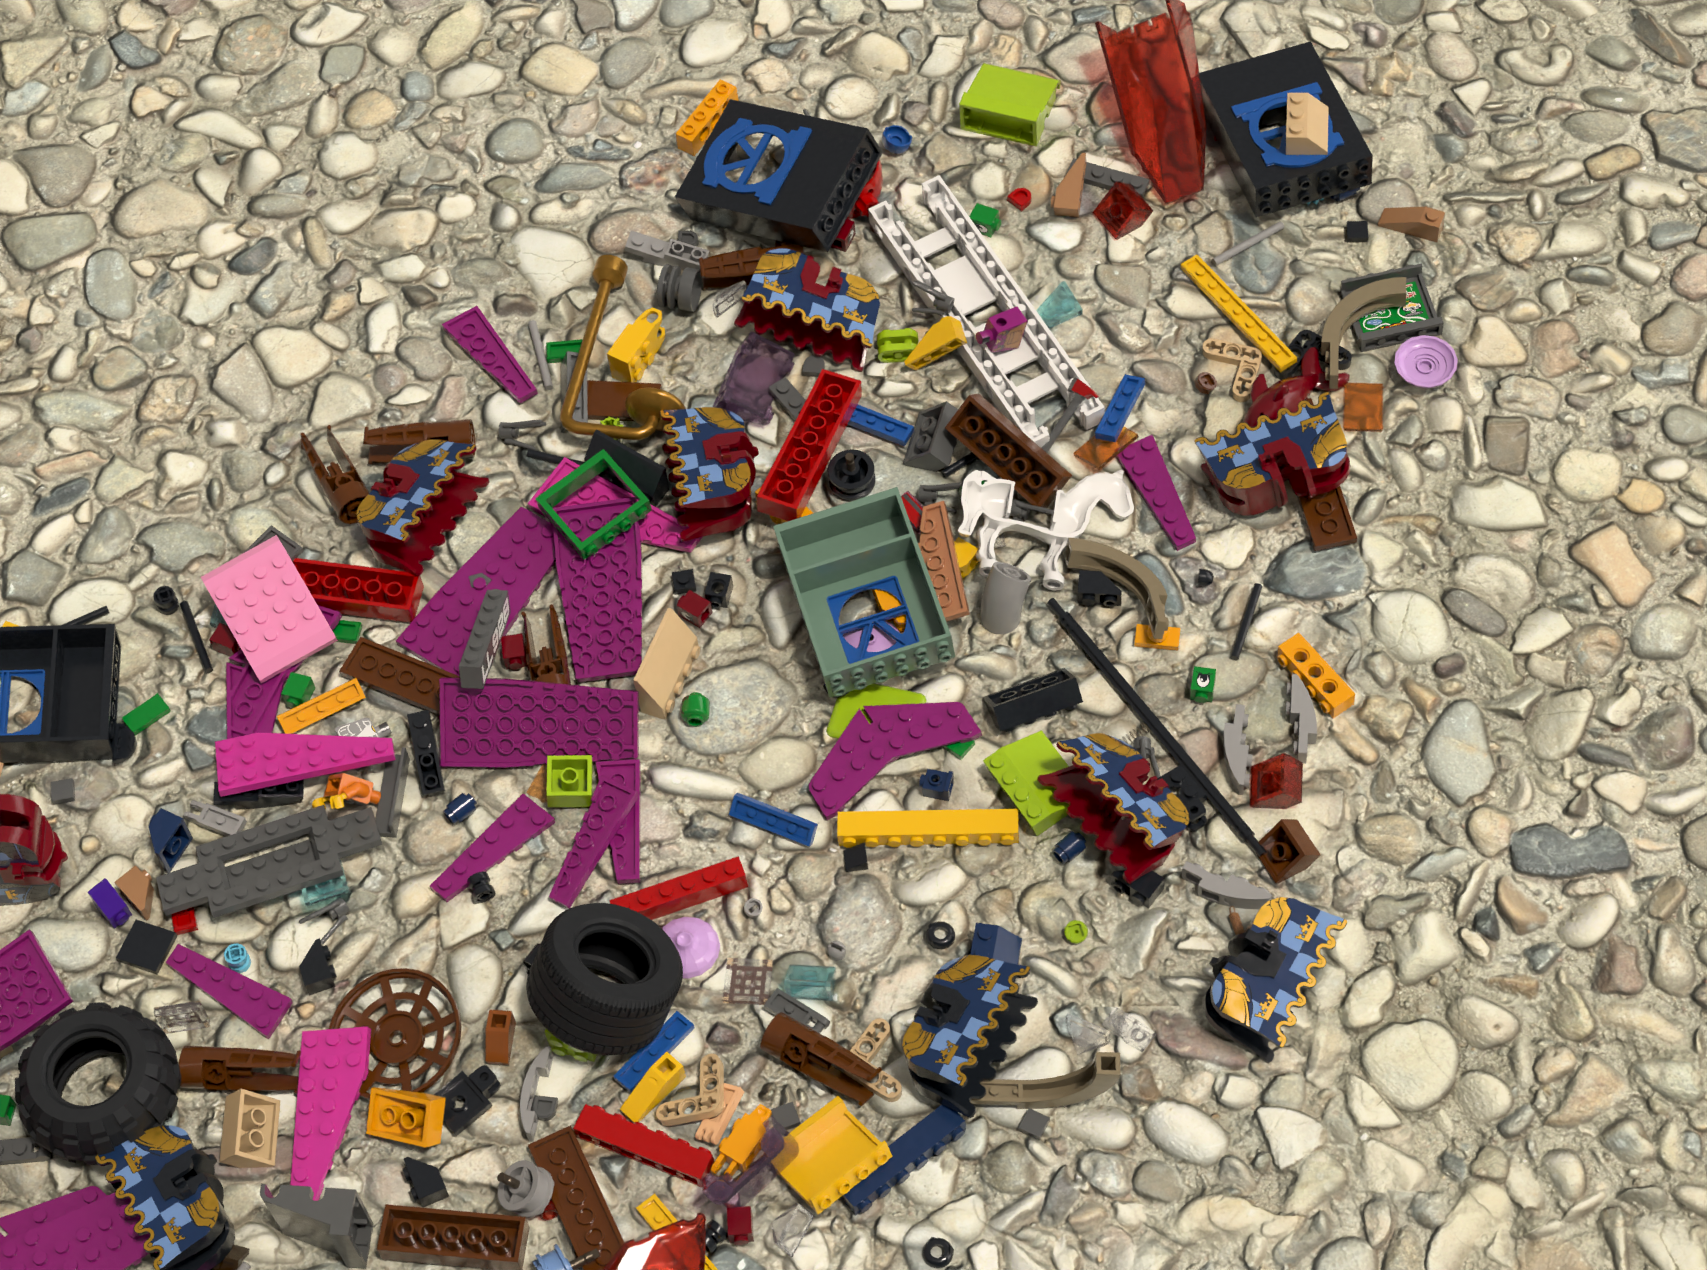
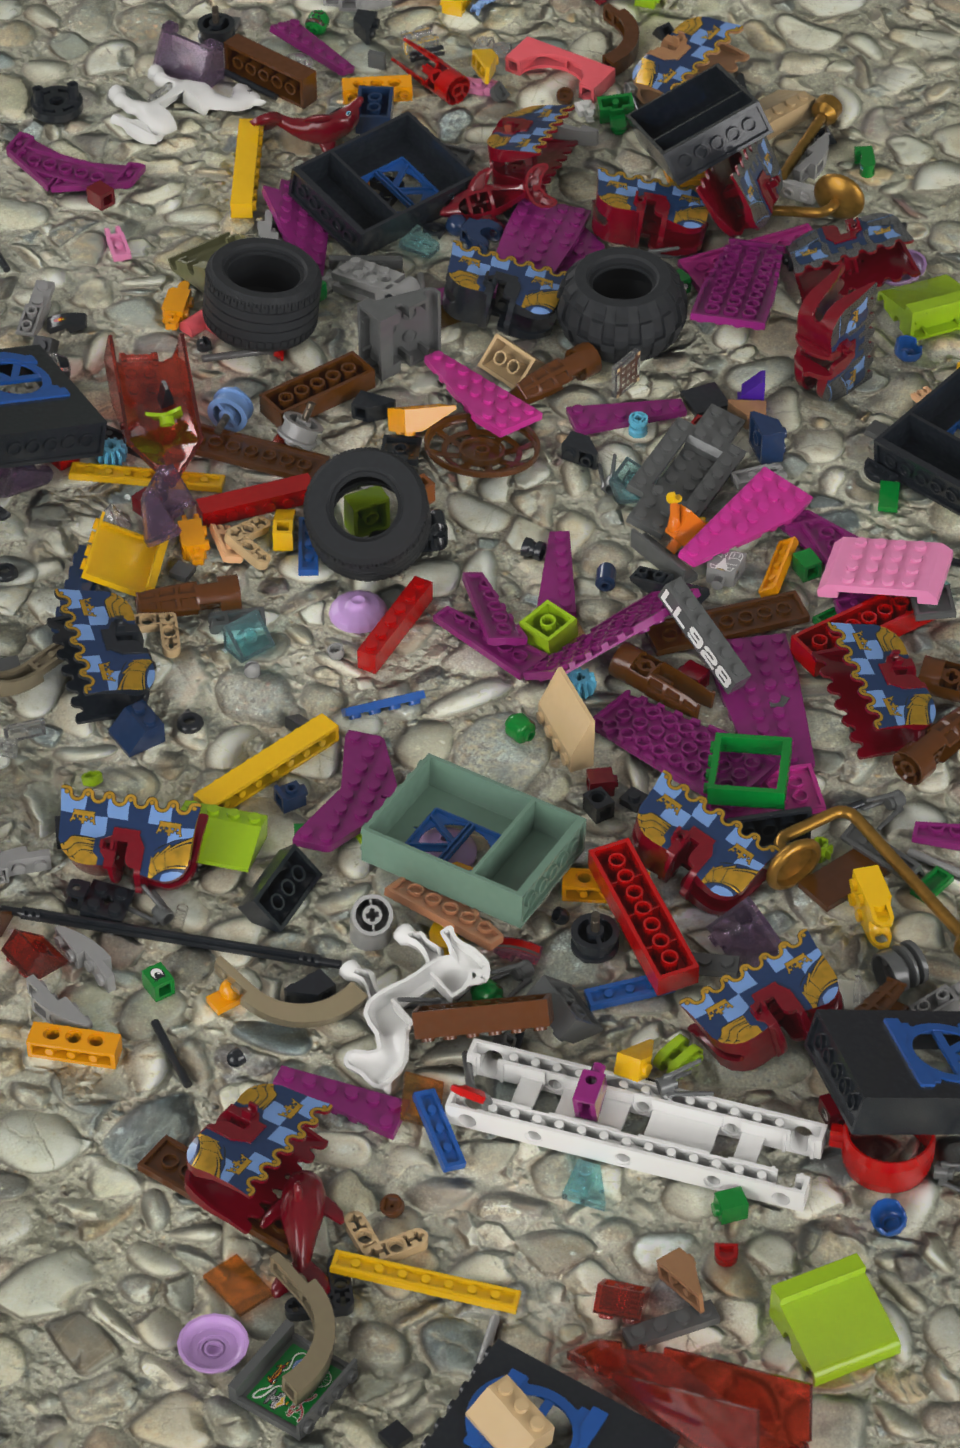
camera: 130 degrees right, 15 degrees down
(747, 981) = (293, 619): clear tile -> none

